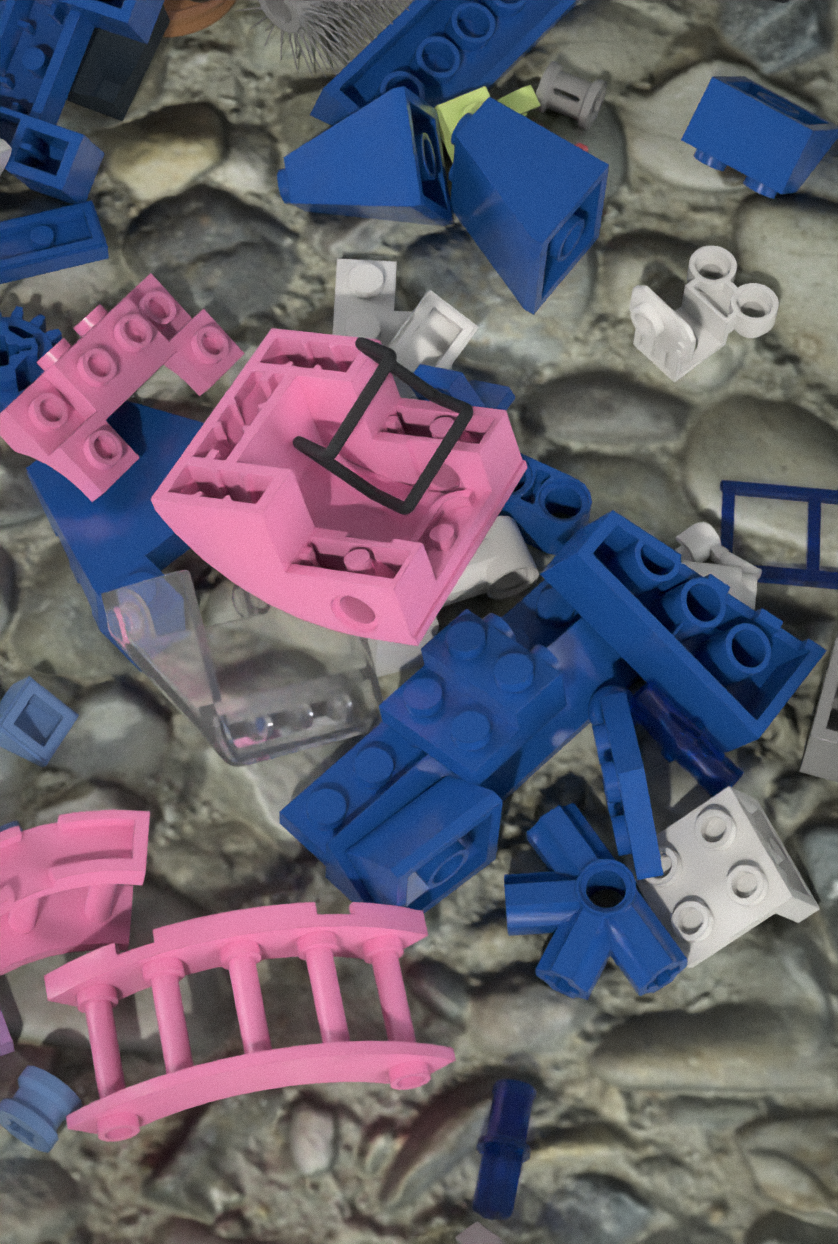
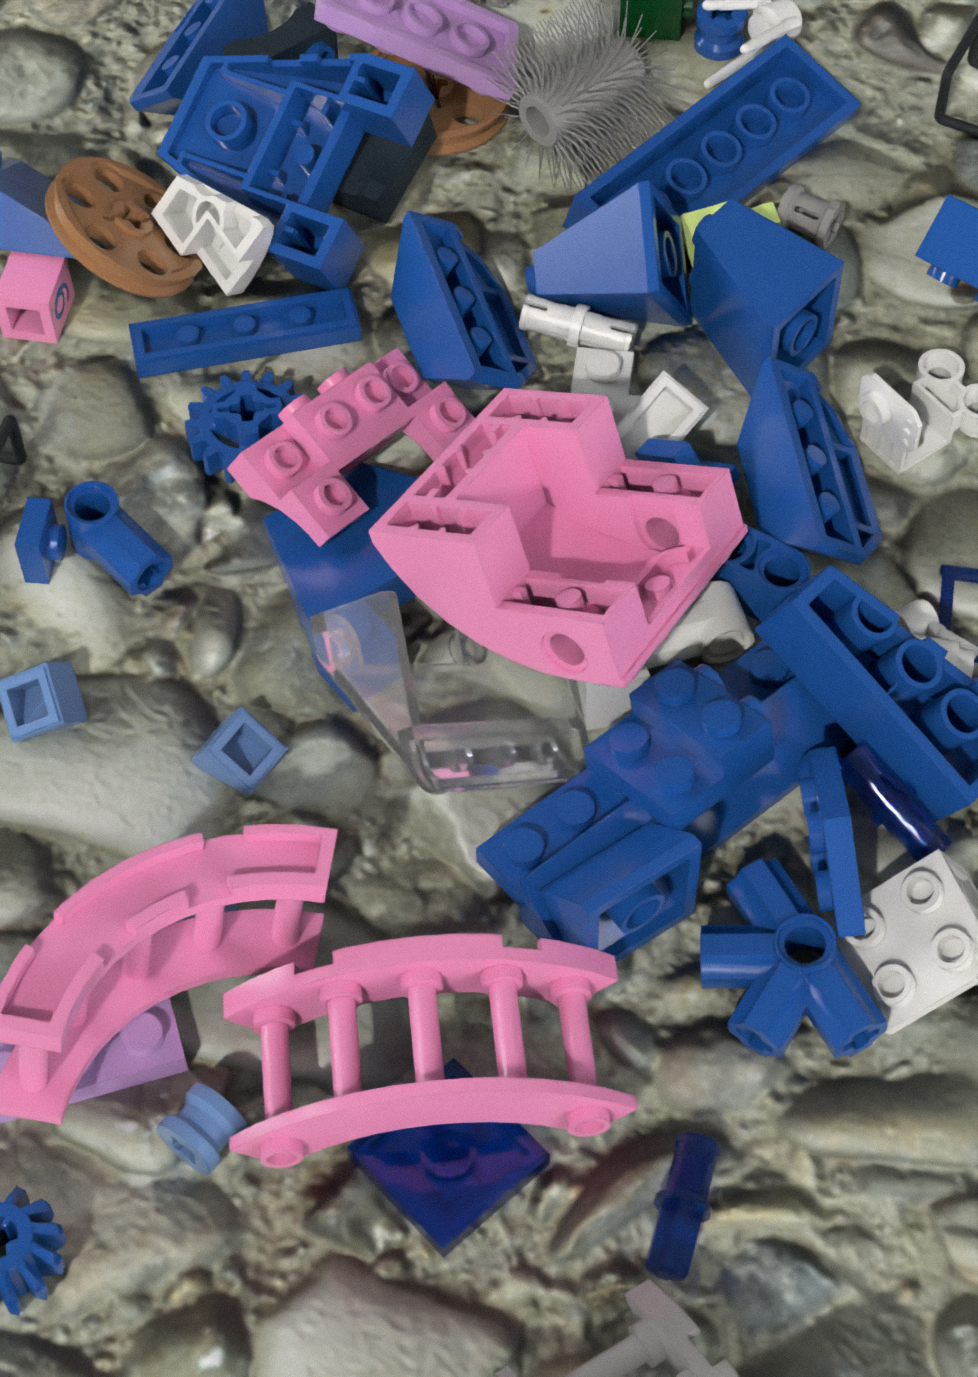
camera: 10 degrees right, 5 degrees down
(209, 227) = (456, 310): none -> blue wedge
(280, 1135) = (450, 1174): none -> clear blue tile
(335, 234) = (576, 325): none -> white pin
(387, 363) = (606, 405): black piece -> none
(580, 388) = (805, 468): none -> blue wedge

